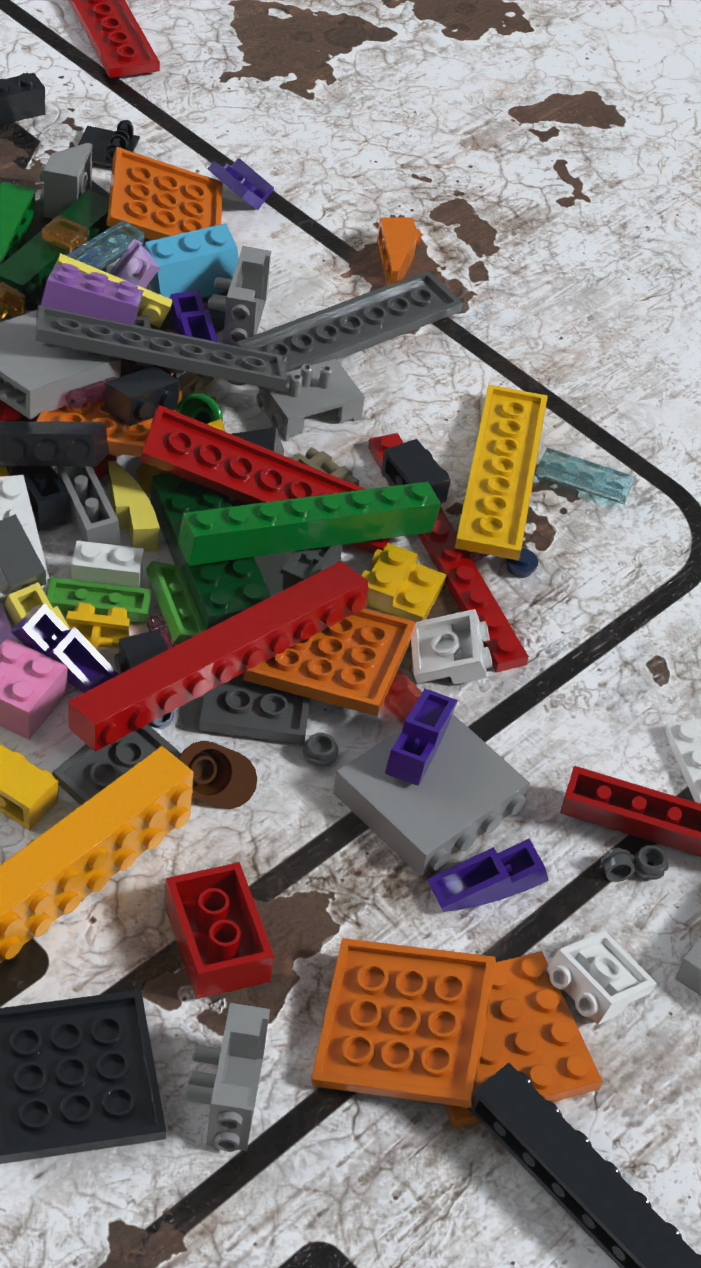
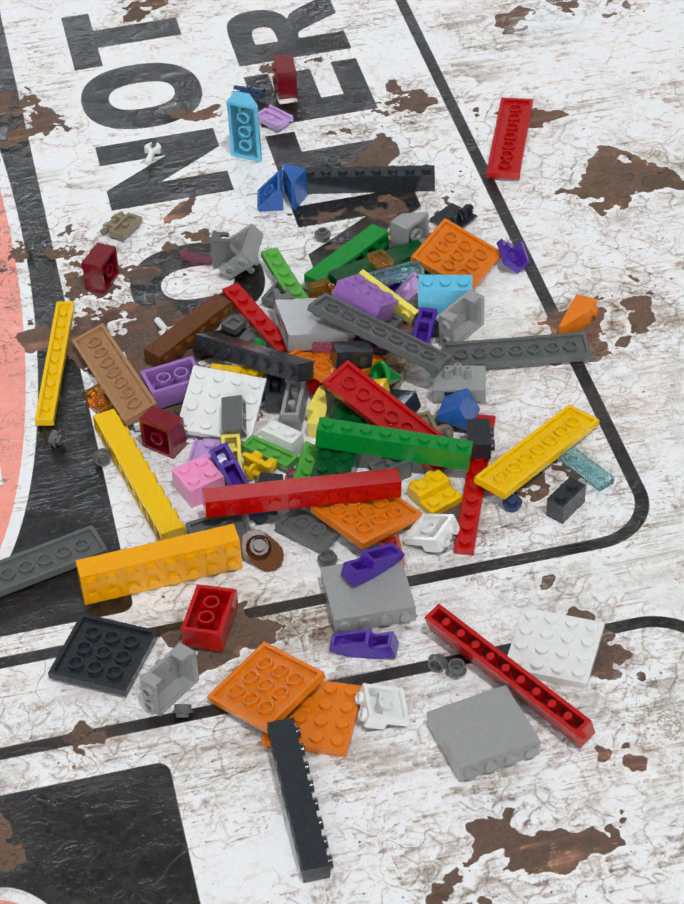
camera: 40 degrees right, 5 degrees down
(287, 1124) = (182, 710): none -> dark grey plate
(341, 439) = (458, 408): none -> blue slope
(599, 533) = (566, 500): none -> black brick

